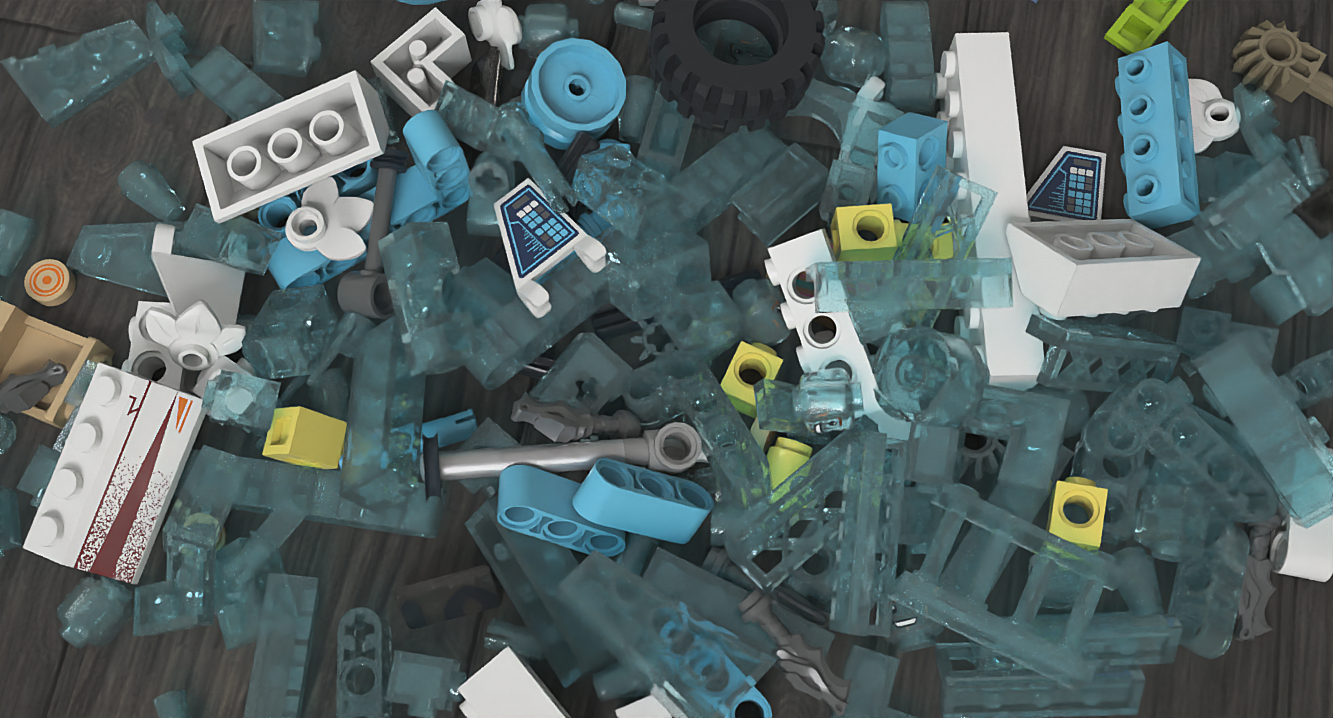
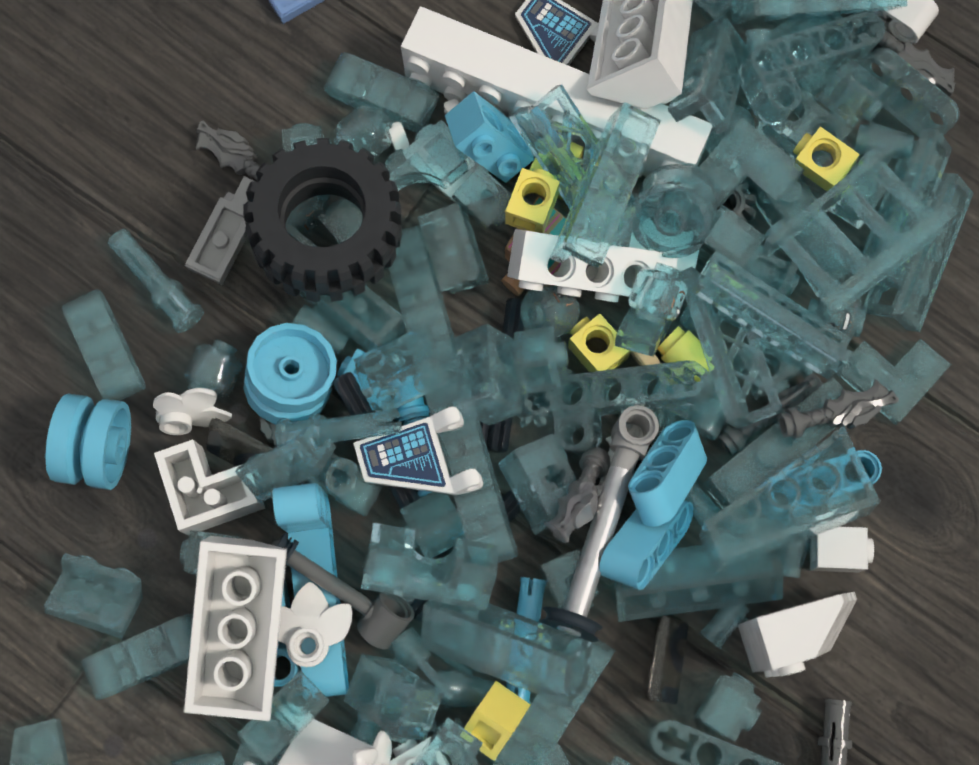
camera: 60 degrees left, 5 degrees up
(168, 48) = (53, 705): clear light blue slope -> none
(633, 16) = (238, 287): clear light blue arm -> none

